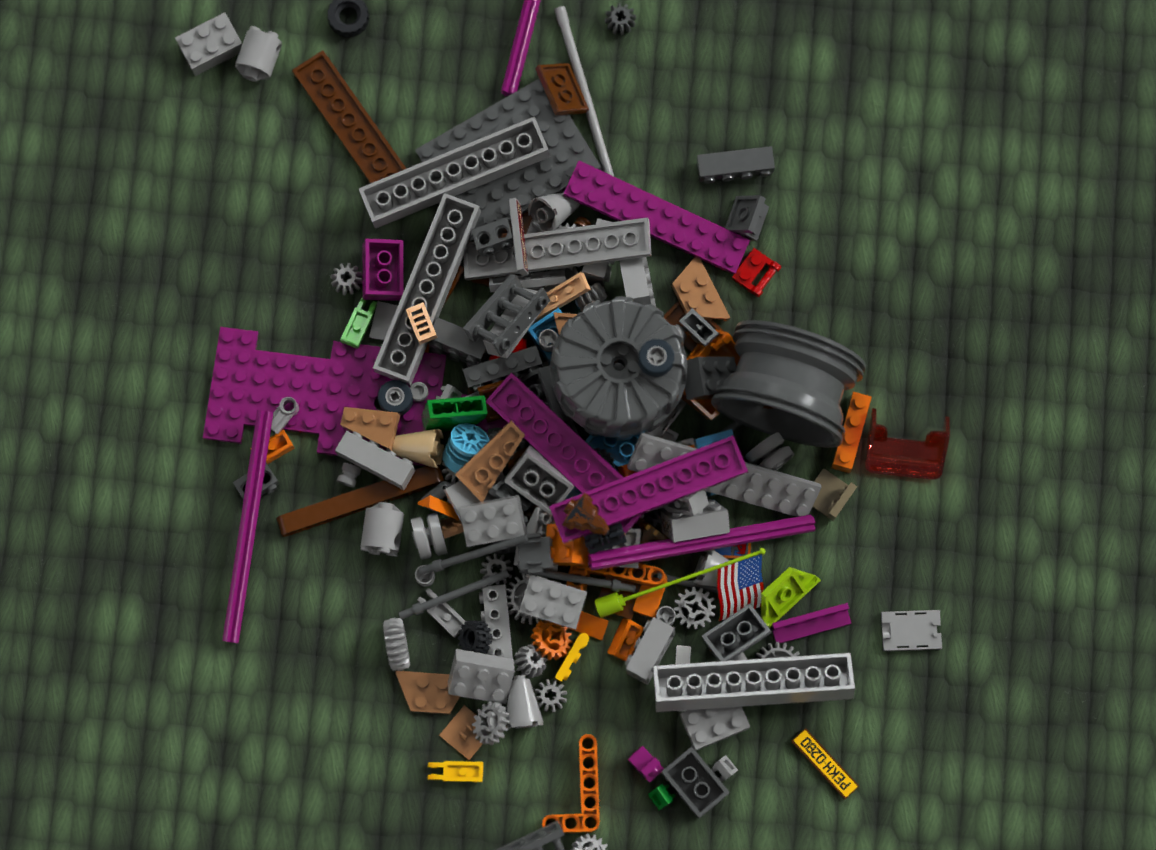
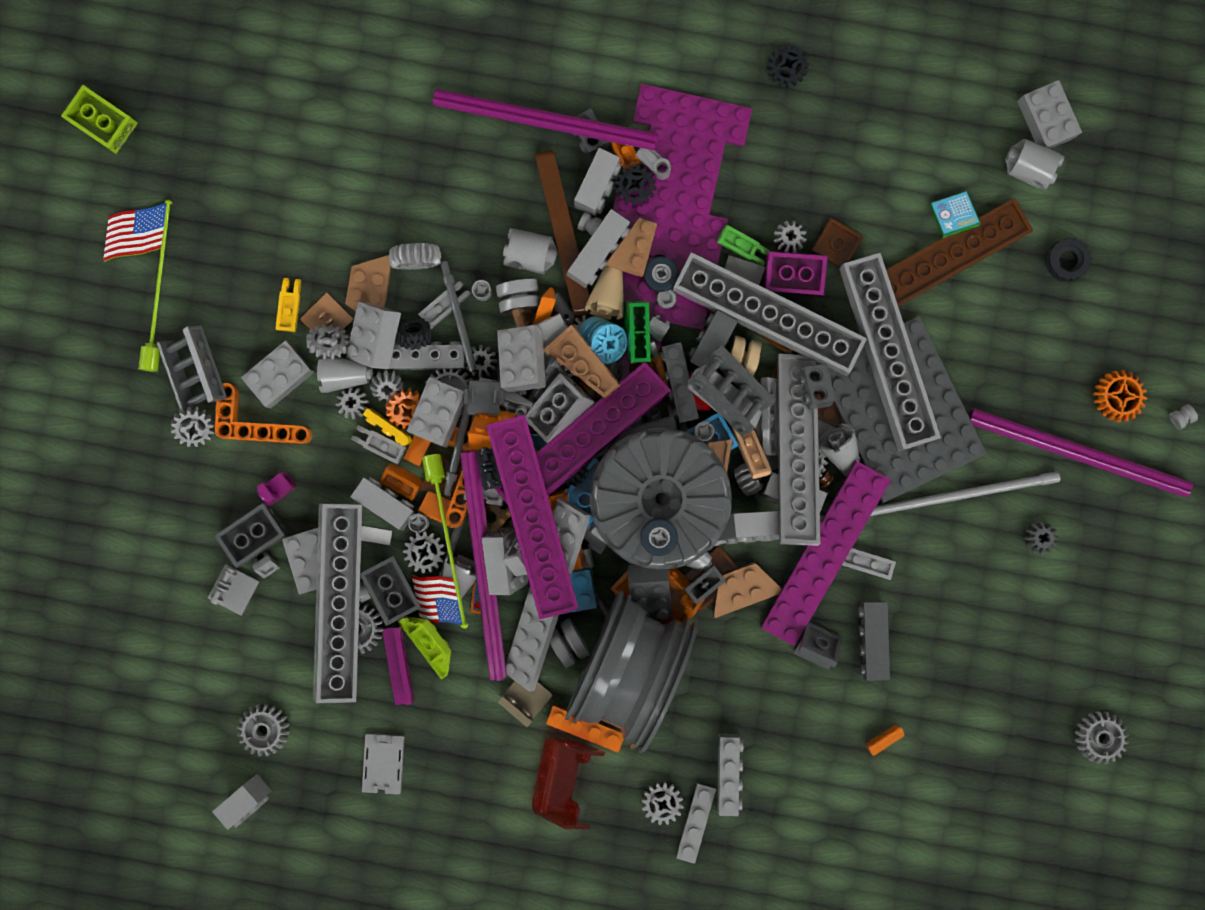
camera: 95 degrees right, 10 degrees up
(169, 299) = (785, 58): none -> black gear
(308, 468) = (598, 183): none -> light grey brick
(312, 124) = (955, 214): none -> tile
(314, 425) = (631, 179): none -> black gear
(349, 233) = (837, 243): none -> reddish brown tile
(425, 337) = (716, 309): light nougat slope -> none
(439, 565) = (486, 304): dark grey bar -> none
(466, 307) = (748, 359): none -> tan wheel
(518, 236) = (814, 410): light grey tile -> none
(528, 773) = (277, 374): none -> light grey brick
(562, 89) = (970, 470): reddish brown tile -> none
(584, 516) = (508, 449): reddish brown rock -> none
(590, 663) = (381, 445): none -> light grey hinge
(661, 797) = (244, 500): green tile -> none
(662, 175) = (870, 563): none -> light grey plate
(751, 268) = (765, 644): red plate -> none
(753, 800) = (233, 590): none -> light grey hinge
(825, 763) = (261, 663): tile -> none
(830, 147) = (885, 739): none -> orange slope
(881, 291) = (728, 774): none -> light grey brick
(901, 747) = (251, 729): none -> light grey gear
(910, 349) = (655, 798): none -> light grey gear
(933, 319) = (695, 823): none -> light grey plate
(964, 760) = (243, 802): none -> light grey brick

